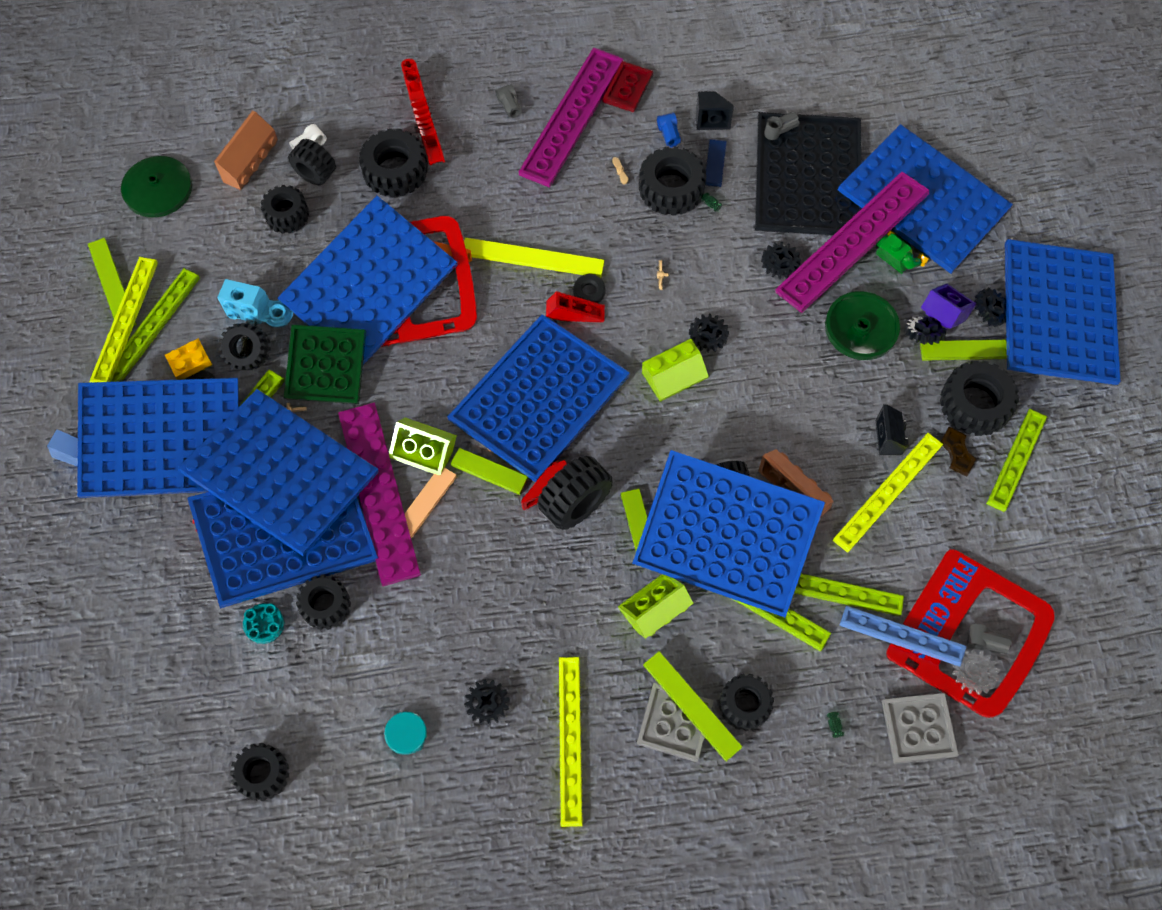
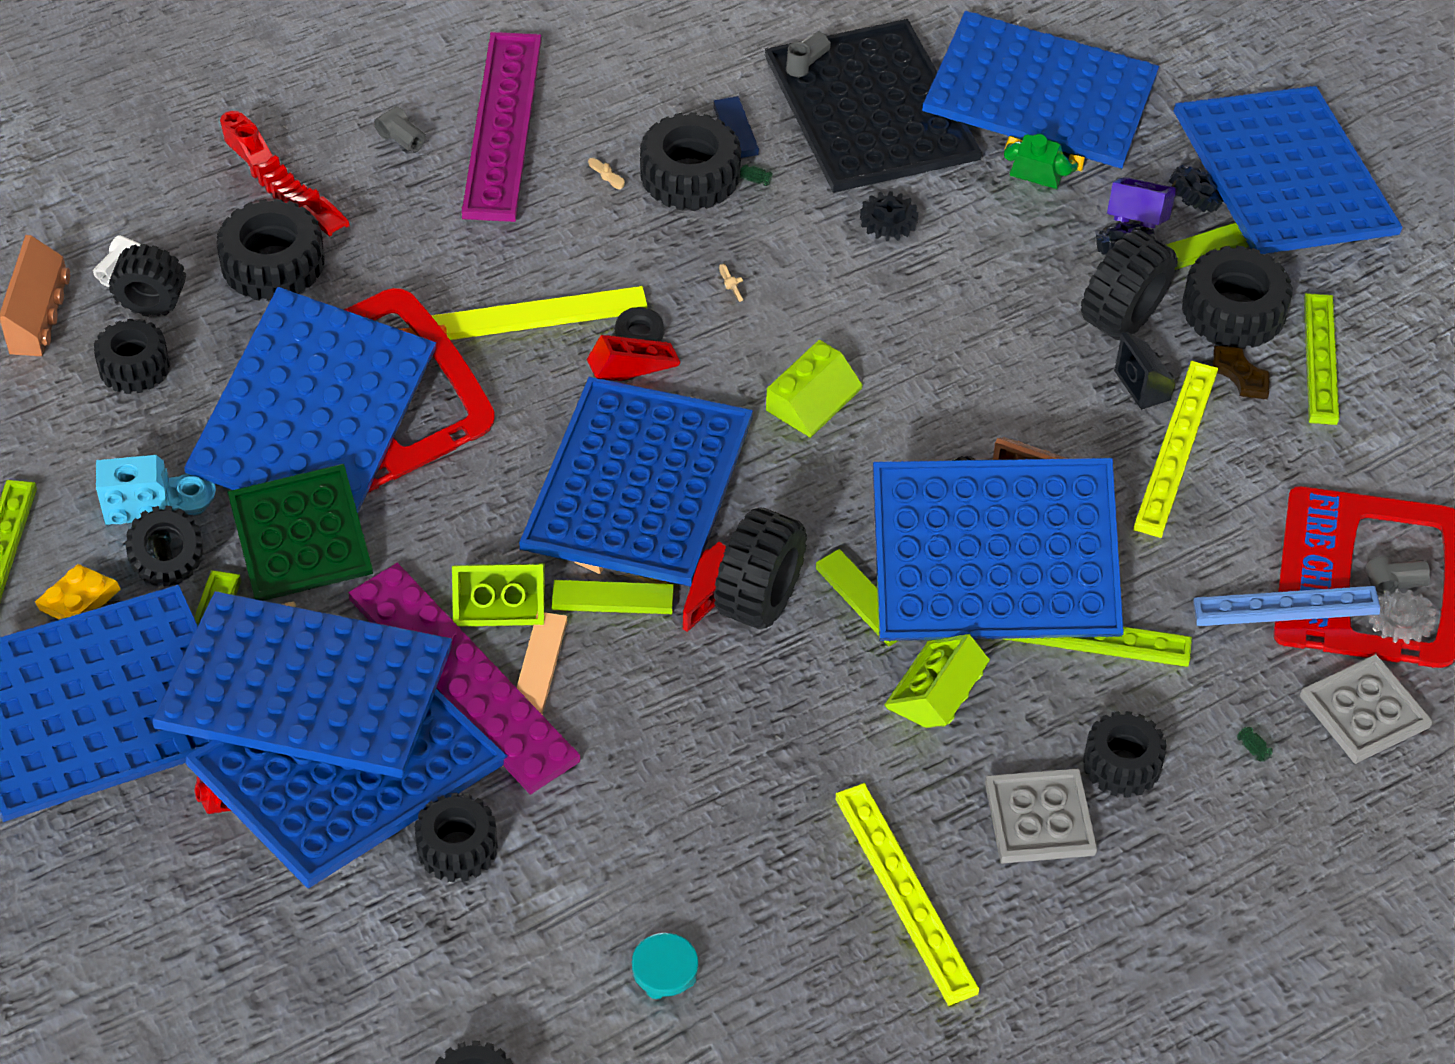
camera: 25 degrees left, 15 degrees down
(263, 623) = (373, 901): teal tile -> none
(492, 694) = (776, 891): black gear -> none
(627, 86) = (564, 68): dark red plate -> none
(668, 126) = (648, 99): blue piece -> none
(692, 706) = (1055, 782): lime tile -> none
(710, 330) = (837, 329): black gear -> none
(713, 111) = (704, 62): black slope -> none
(850, 594) = (1194, 583): lime tile -> none
(852, 242) = (975, 164): magenta plate -> none
(862, 325) = (1040, 259): dark green dish -> none
(906, 369) = (1128, 284): none -> black tyre

